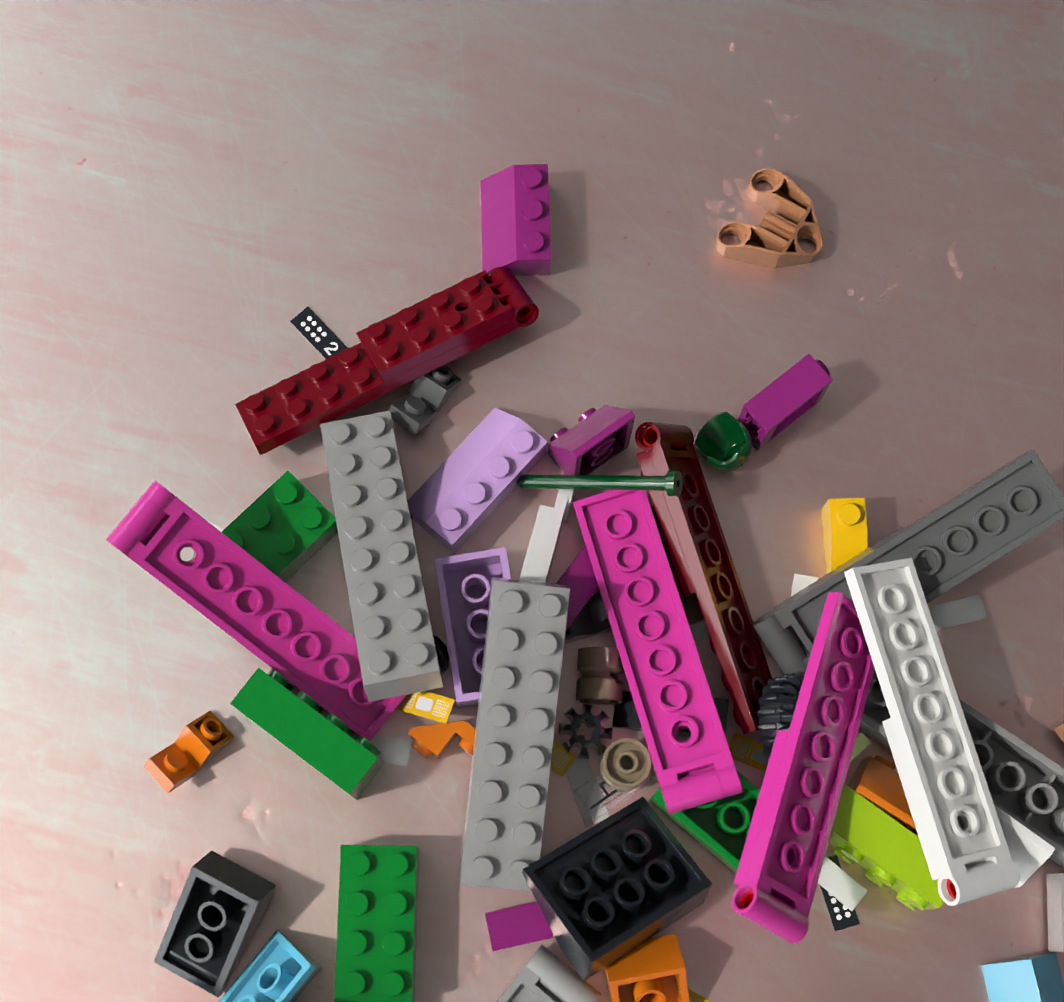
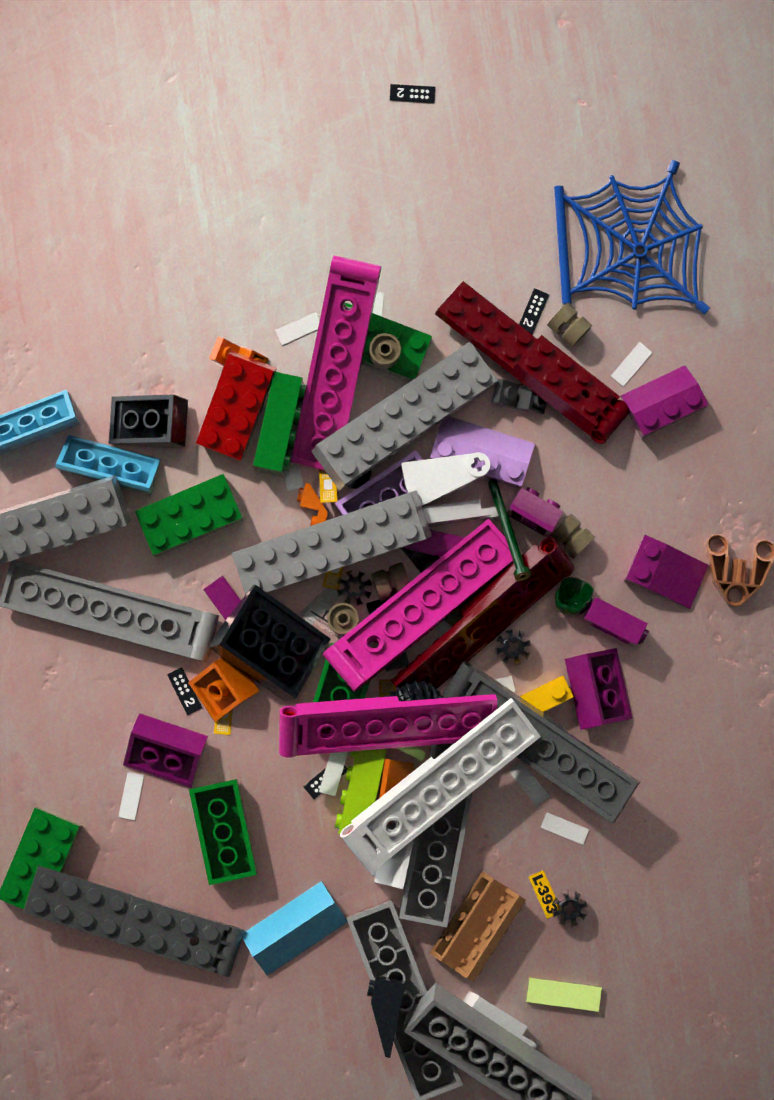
camera: 65 degrees right, 10 degrees up
(190, 650) = (298, 328): none -> white sticker
(252, 783) = (236, 405): none -> red brick
(277, 535) = (385, 351): none -> dark tan wheel
(309, 178) = (566, 290): none -> blue animal
(372, 288) = (569, 325): none -> dark tan wheel
(448, 245) = (631, 364): none -> white sticker
(486, 536) = (442, 475): none -> white piece
(648, 405) = (572, 536): none -> dark tan wheel
(737, 317) = (666, 571): none -> magenta slope
(754, 559) = (515, 656): none -> black piece
(862, 465) = (598, 688): none -> magenta slope
(1031, 593) = (564, 828): none -> white sticker

